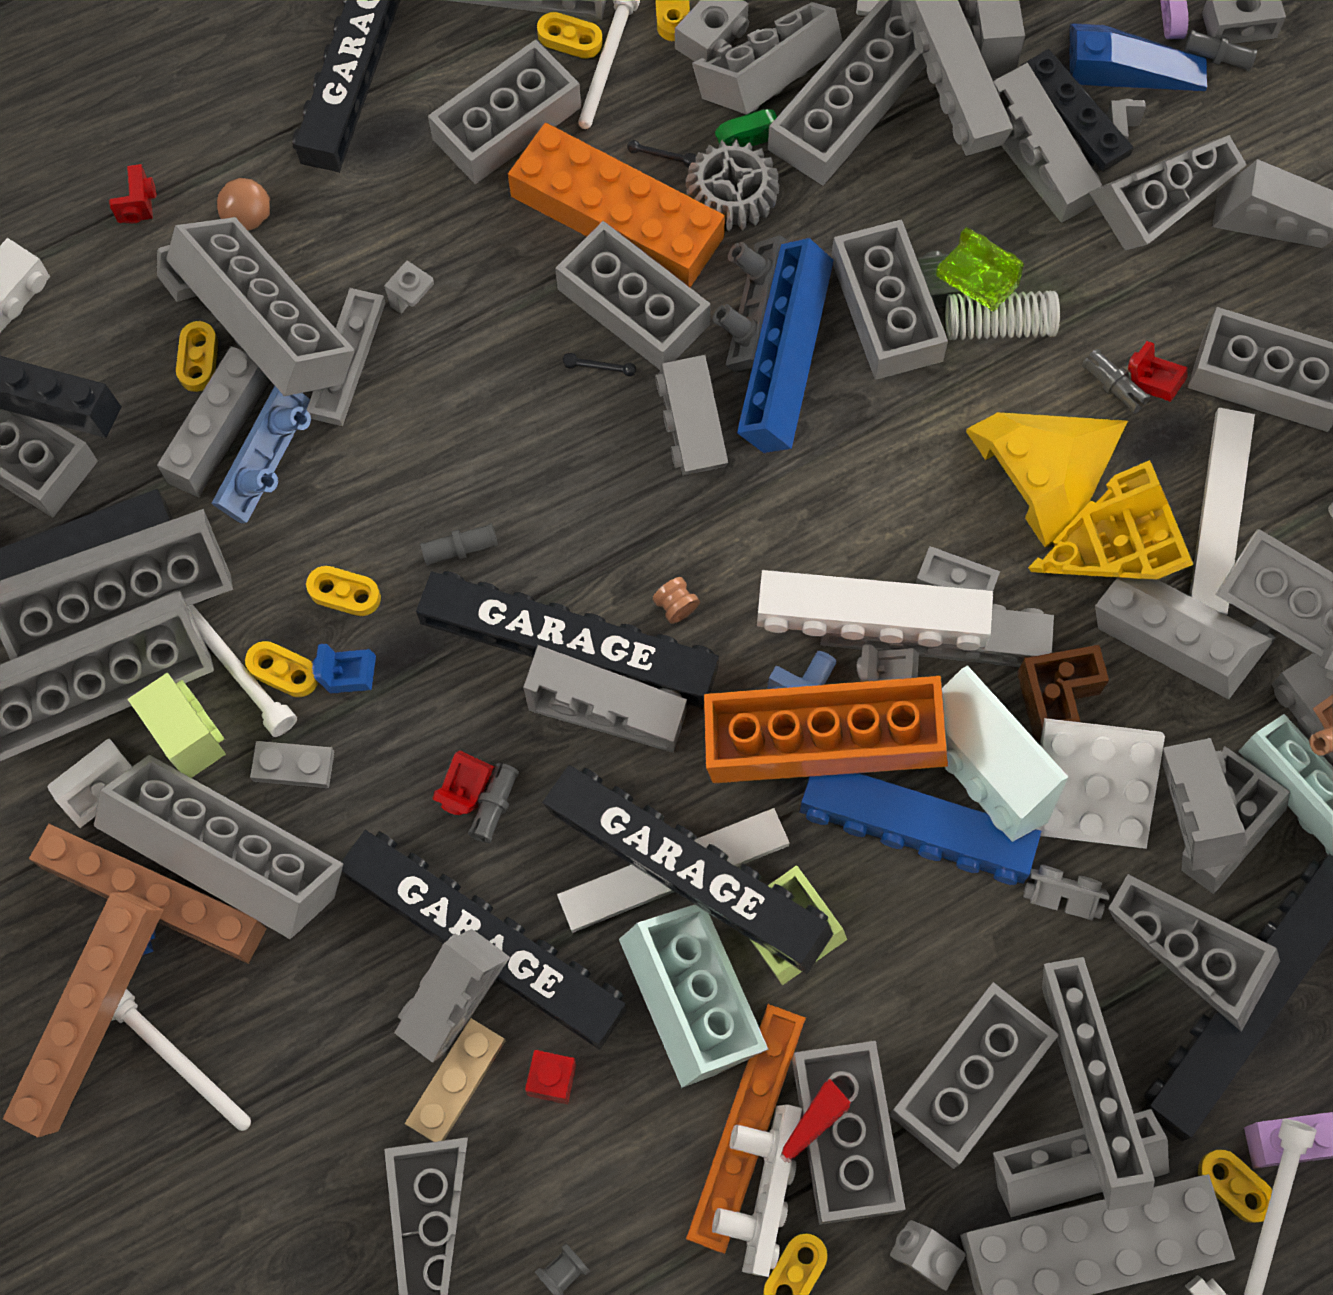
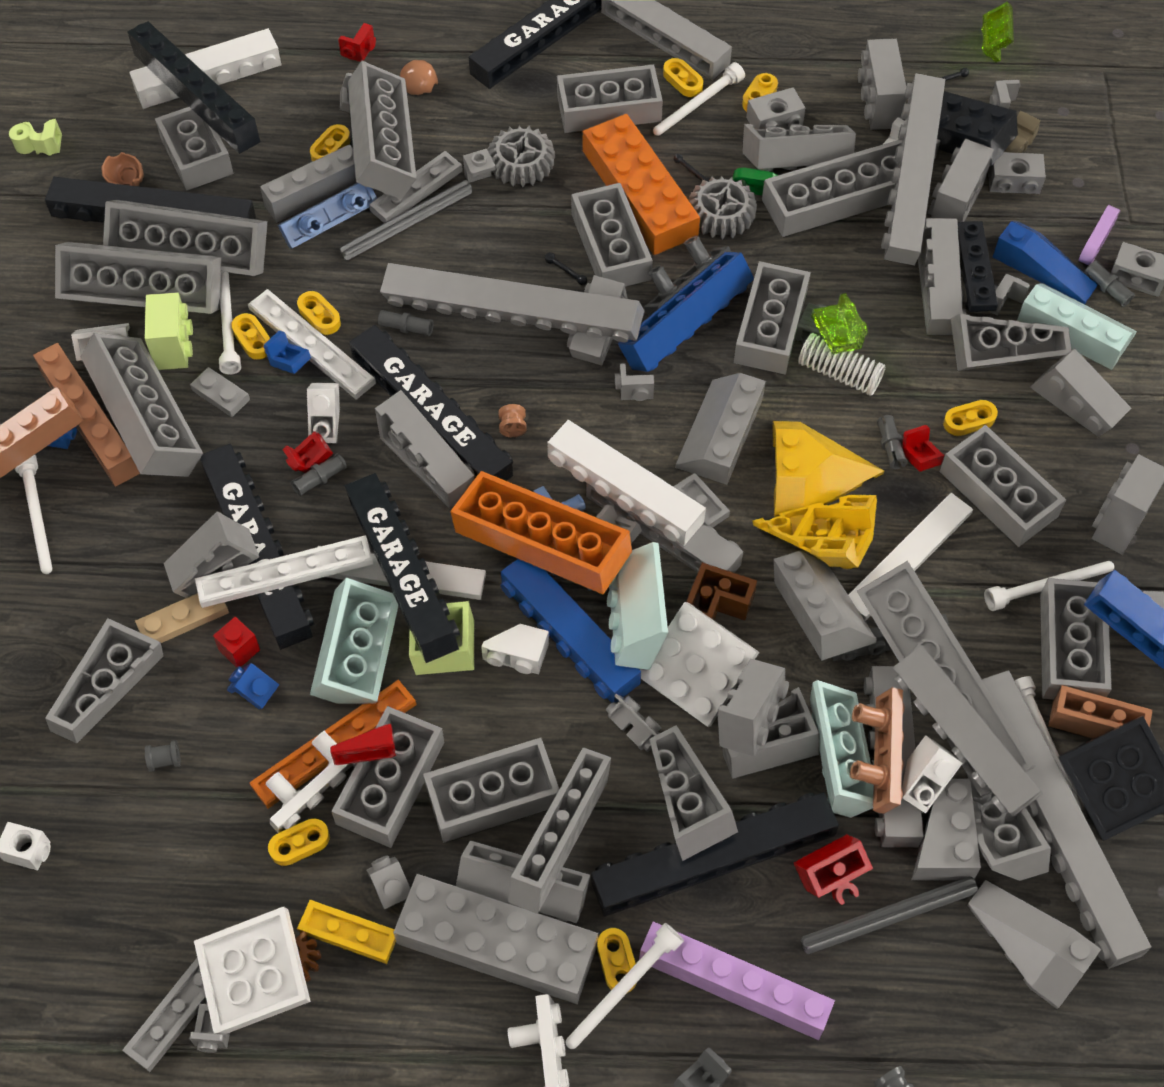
camera: 30 degrees right, 10 degrees down
(352, 632) = (322, 351): none -> white tile
(362, 407) = (405, 220): none -> dark grey axle
(442, 717) = (323, 410): none -> white slope
(465, 233) = (521, 156): none -> light grey gear
(550, 957) = (283, 571): none -> white tile
(580, 451) = (513, 302): none -> light grey brick
(603, 1117) = (252, 685): none -> blue bracket
(791, 475) = (634, 387): none -> light grey bracket
(883, 880) = (518, 648): none -> white slope
(919, 470) = (722, 427): none -> light grey slope
(1179, 305) = (968, 418): none -> yellow plate
(1190, 118) = (1089, 330): none -> light aqua slope

